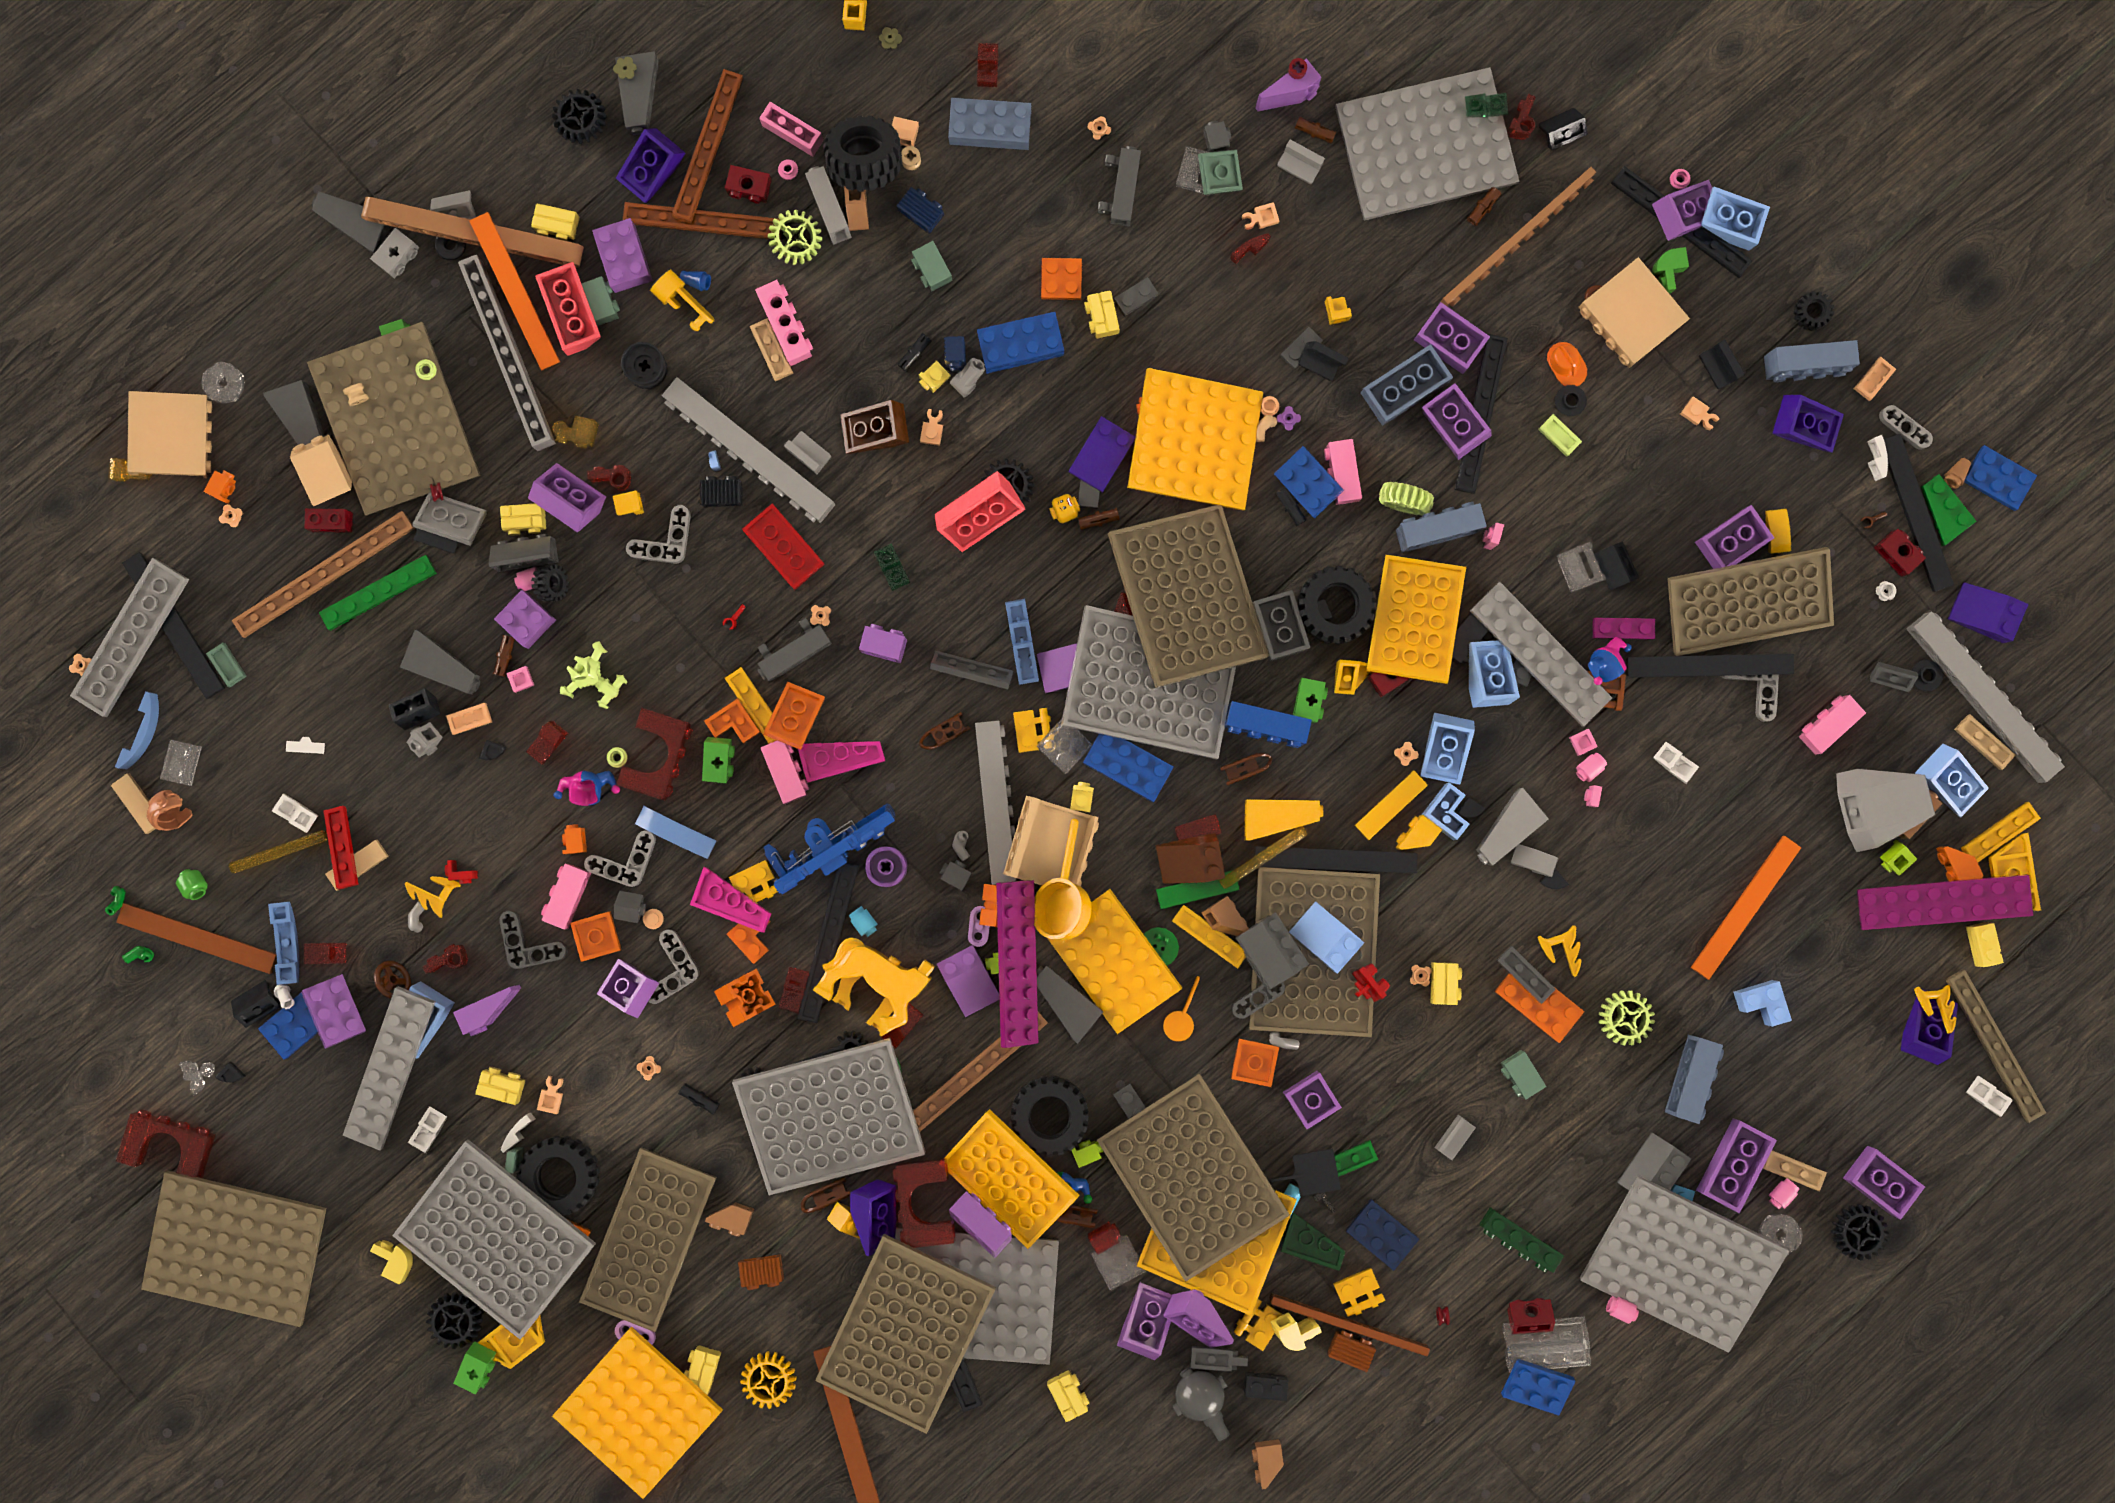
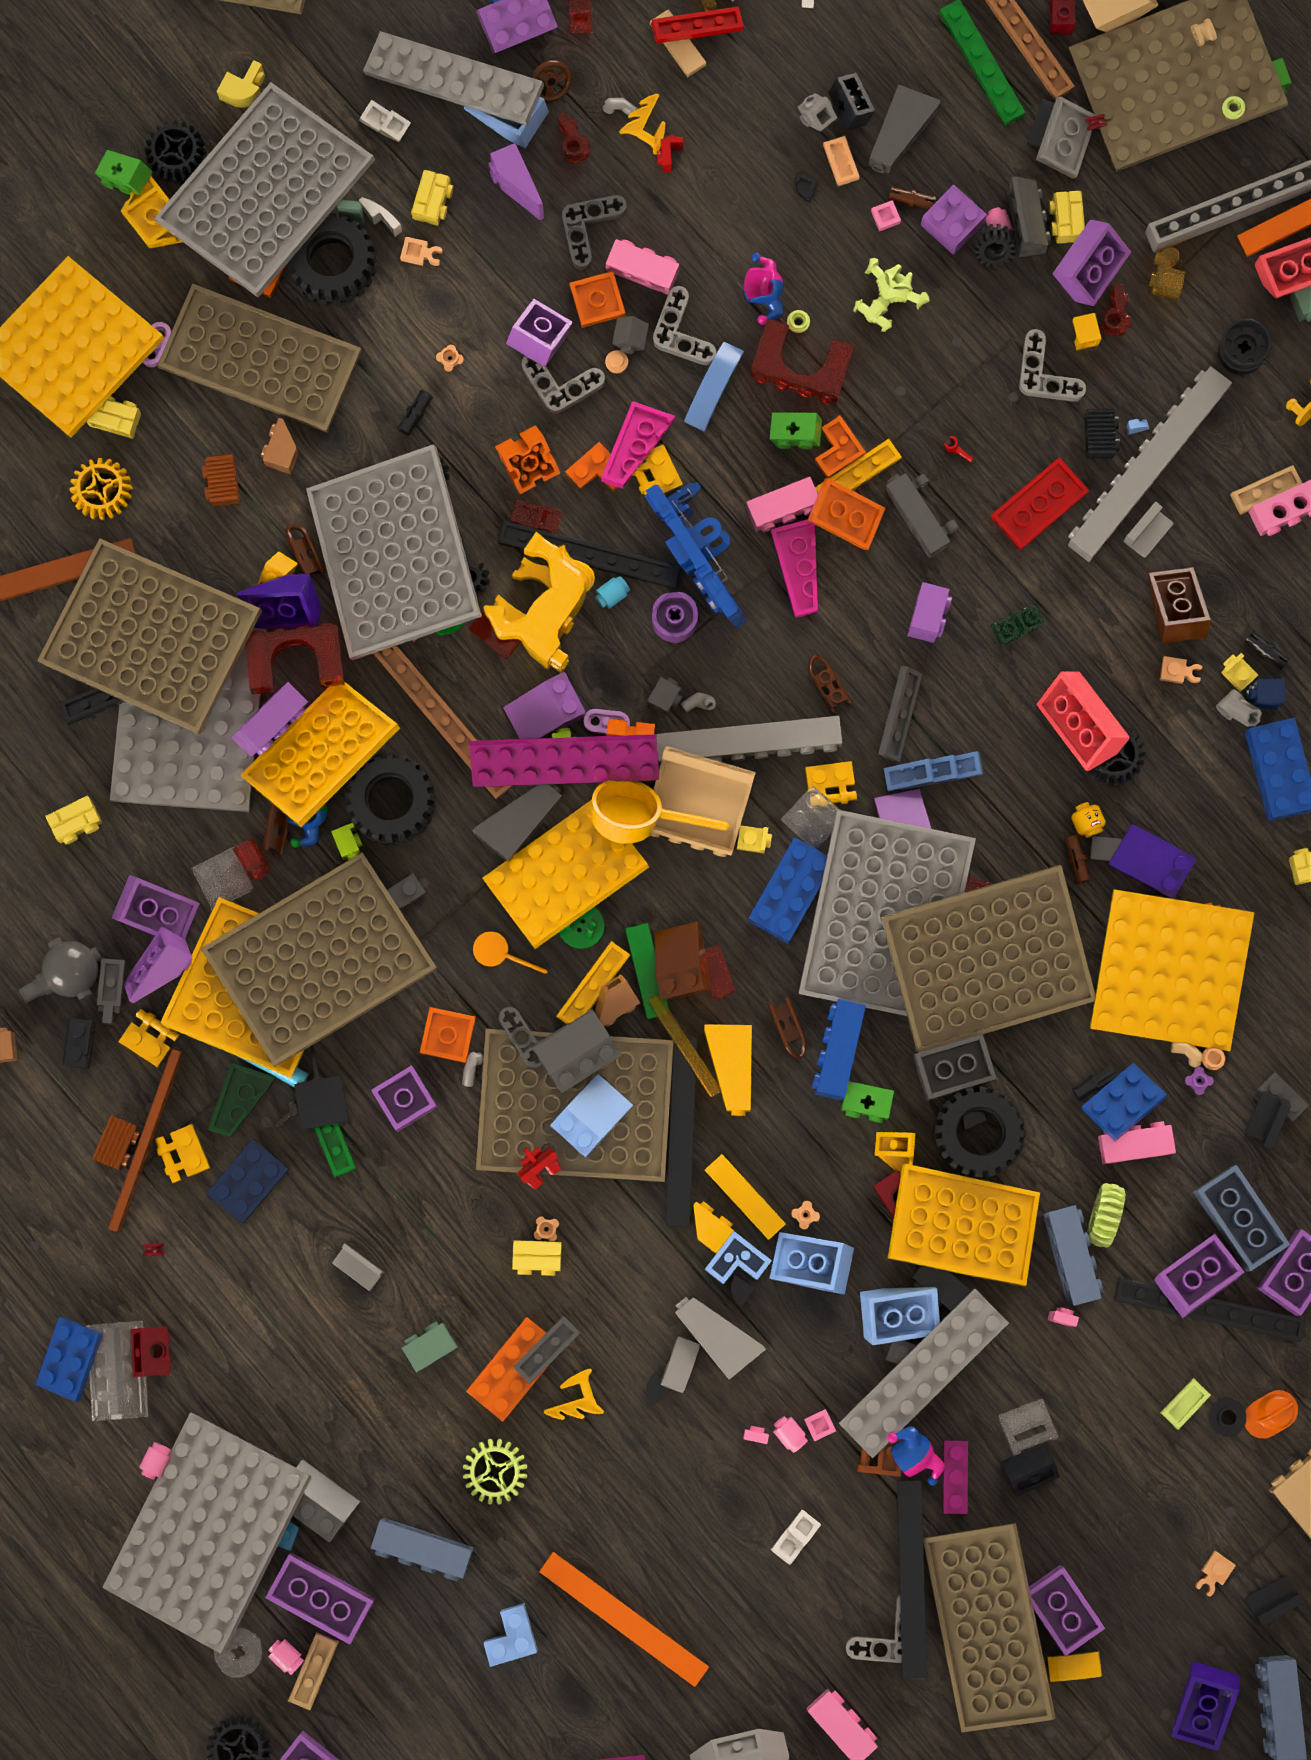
camera: 90 degrees right, 5 degrees down
(546, 743) = (817, 246): clear red plate -> none
(574, 839) = (705, 275): orange brick -> none
(824, 620) = (956, 539): light nougat plate -> none
(1293, 1333) = (135, 1074): light yellow brick -> none
(1517, 1237) = (238, 1342): dark green brick -> none

